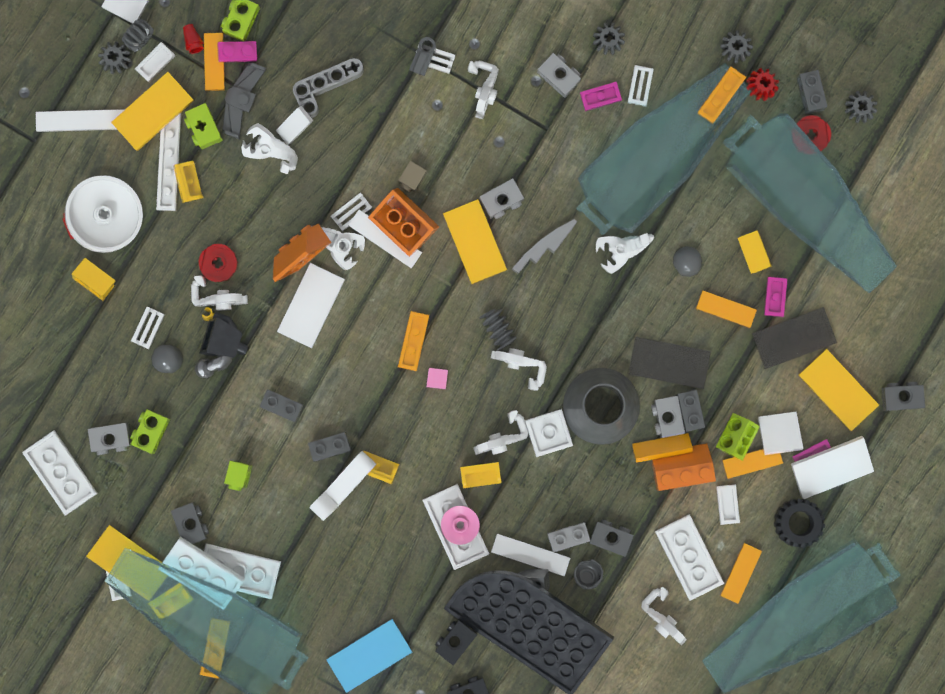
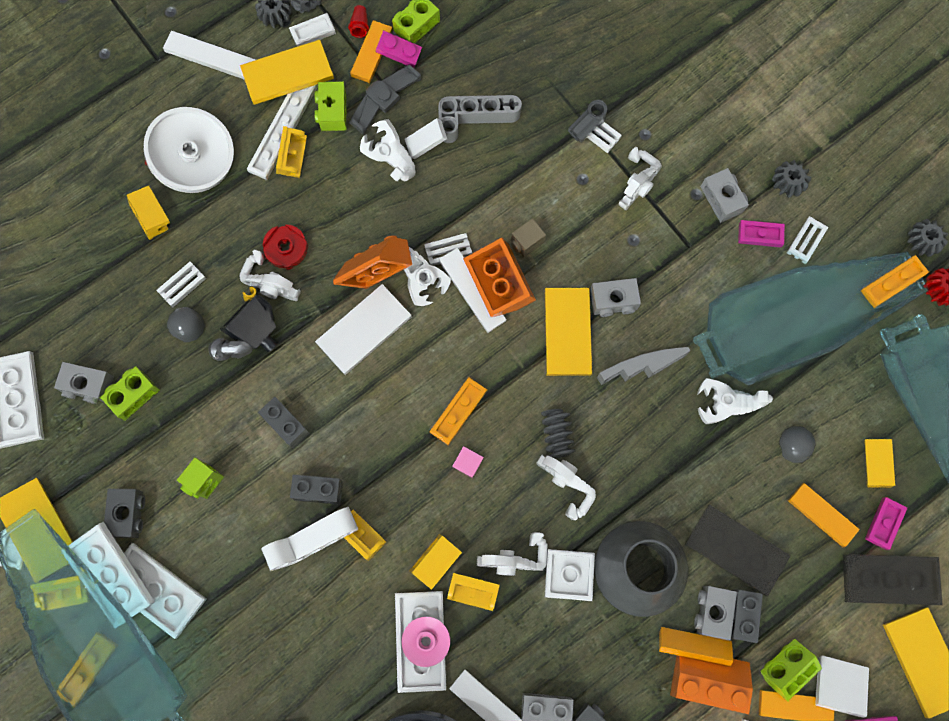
camera: 20 degrees right, 10 degrees down
(443, 464) = (435, 561): none -> yellow hinge

